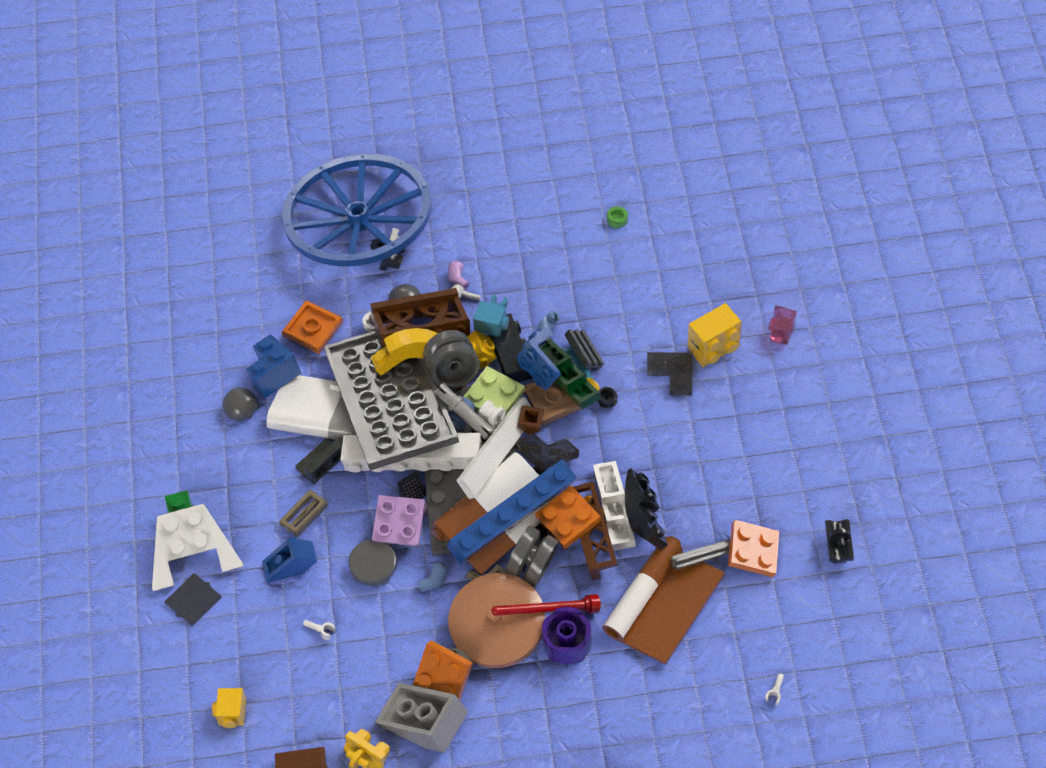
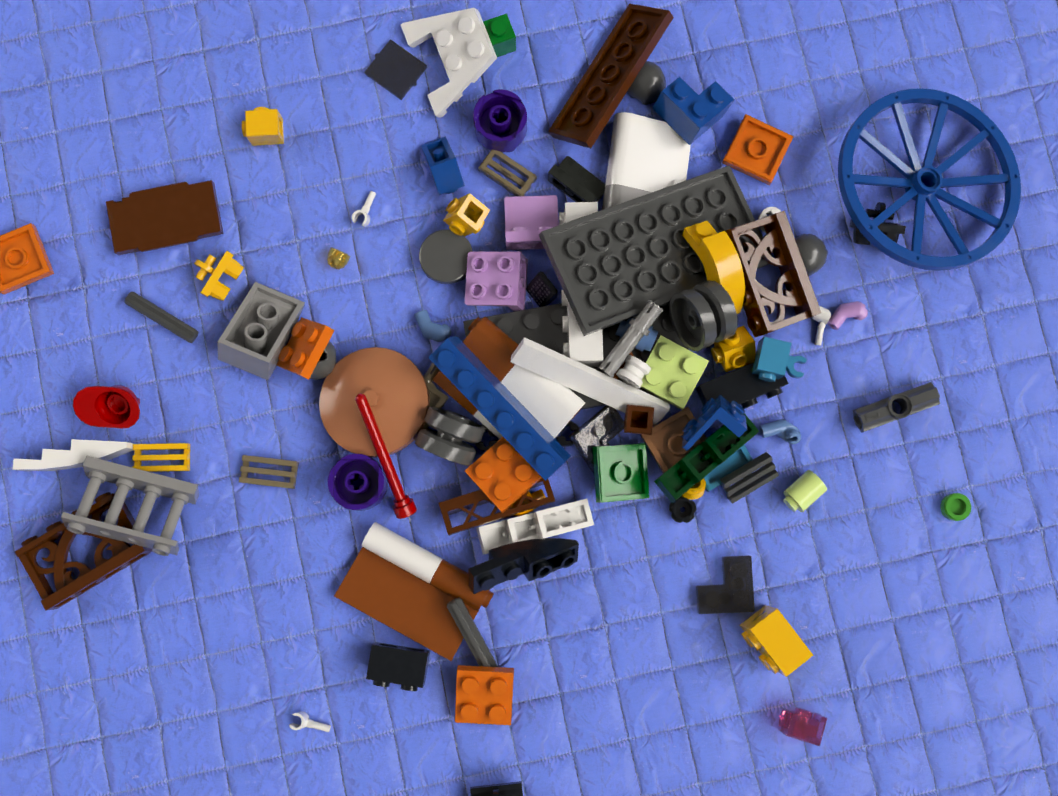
camera: 80 degrees right, 25 degrees up
(232, 425) = (610, 75): none -> reddish brown plate
(258, 510) = (496, 107): none -> dark purple brick
(339, 539) = (465, 215): none -> yellow brick
(351, 494) = (527, 218): none -> lavender bracket
(360, 651) = (337, 259): none -> clear yellow hinge
(538, 256) = (909, 401): none -> dark grey piece
(554, 698) = (245, 469): none -> dark tan tile
(573, 437) = (620, 472): none -> tile
(598, 312) = (804, 491): none -> yellowish green brick
(726, 610) = (398, 666): none -> black brick

